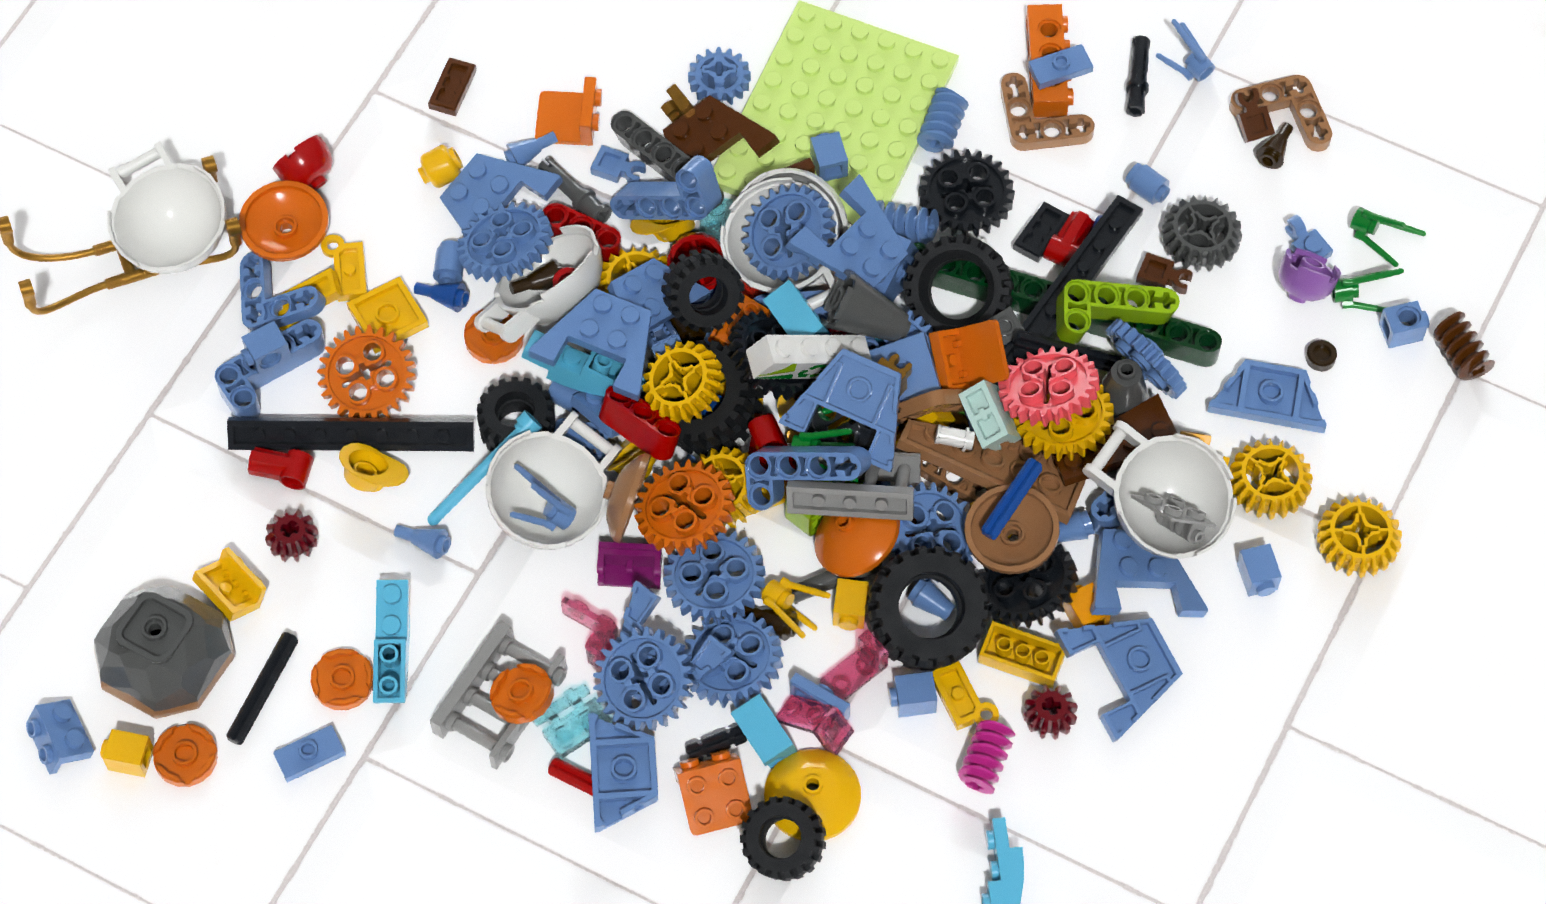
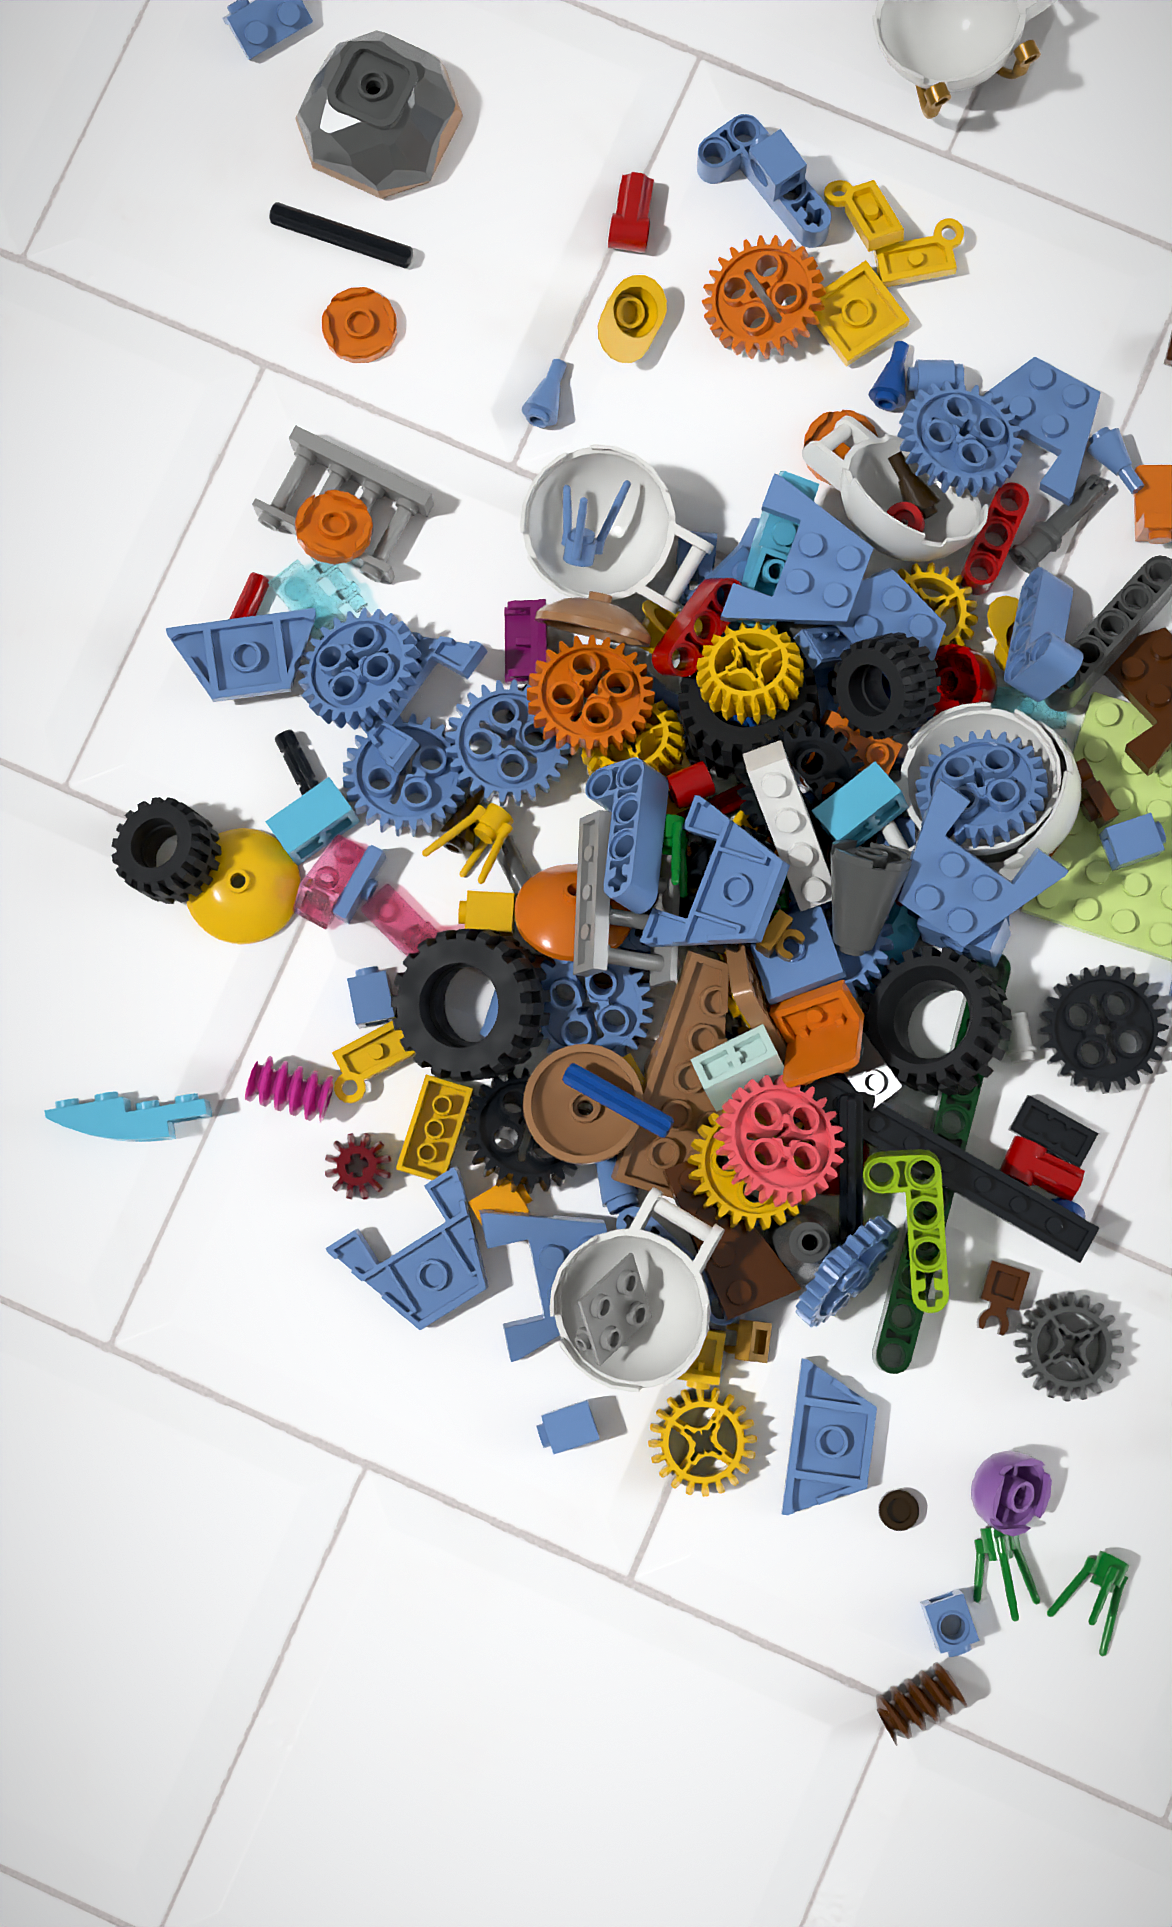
camera: 90 degrees right, 20 degrees up
(127, 752) = (245, 95): yellow brick -> none
(185, 755) = (253, 162): orange tile -> none
(230, 585) = (465, 177): yellow bracket -> none
(268, 305) = (852, 168): medium blue beam -> none
(283, 207) = (975, 145): orange dish -> none
(291, 535) = (538, 225): dark red gear -> none
(306, 164) = (1060, 184): red cylinder -> none
(309, 753) = (261, 299): medium blue plate -> none
(334, 433) = (682, 290): black plate -> none
(391, 642) = (402, 375): medium azure slope -> none
(440, 166) = (1079, 350): yellow head -> none
(510, 398) = (721, 454): black tyre -> none
(525, 422) = (684, 489): medium azure piece -> none
(602, 626) = (418, 616): clear pink bracket -> none
(614, 164) = (1104, 569): medium blue plate -> none
(713, 792) = (235, 765): orange bracket -> none
(911, 224) = (1042, 948): medium blue piece -> none
(955, 437) = (702, 1024): white pin -> none
(1148, 183) = (1140, 1272): medium blue brick -> none
(1308, 241) = (1068, 1492): medium blue plate -> none
(1372, 527) = (607, 1559): yellow gear -> none

